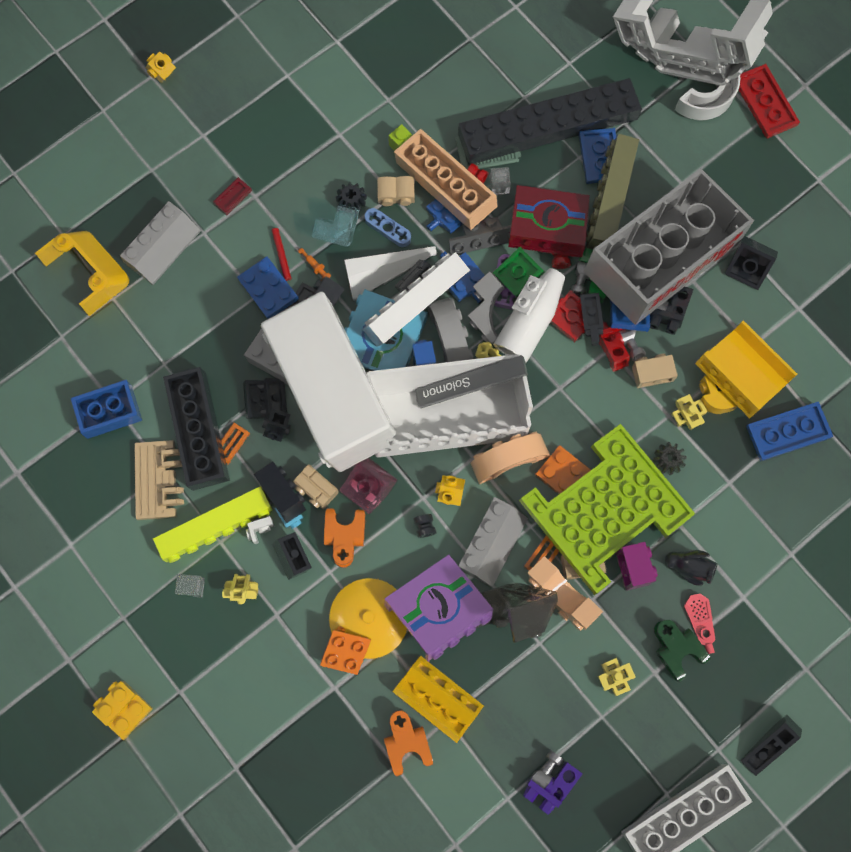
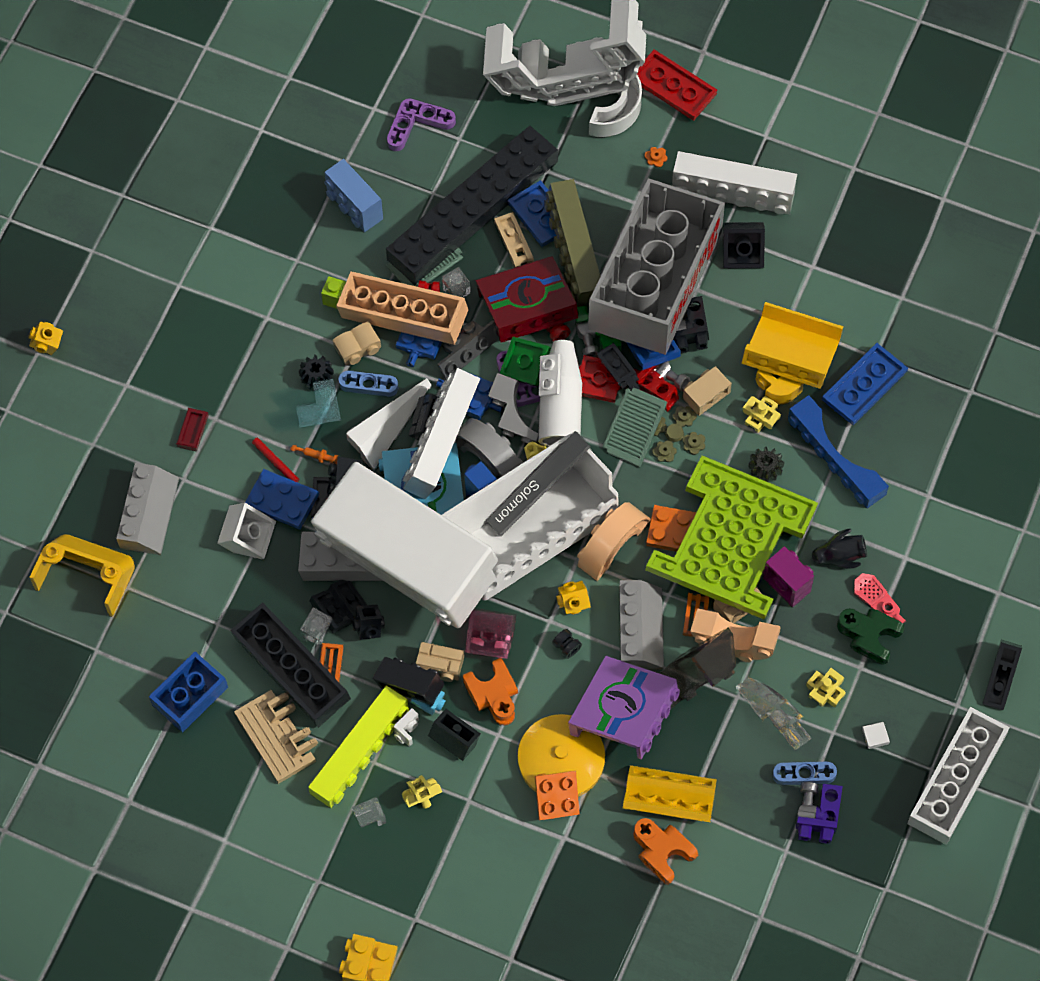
camera: 25 degrees left, 10 degrees down
(226, 300) = (246, 531): none -> white slope
(234, 406) = (315, 626): none -> clear bracket
(458, 68) = (353, 195): none -> medium blue brick
(541, 26) = (412, 116): none -> medium lavender beam
(566, 166) = (513, 239): none -> tan plate
(566, 679) = (780, 711): none -> clear slope
(570, 752) = (788, 780): none -> medium blue beam
(578, 371) = (634, 426): none -> sand green window
(609, 393) = (675, 433): none -> olive plant
(635, 739) = (875, 735): none -> white tile
(715, 154) = (656, 156): none -> orange plant
(743, 518) = (864, 483): none -> blue arch
(772, 207) = (735, 182): none -> white brick

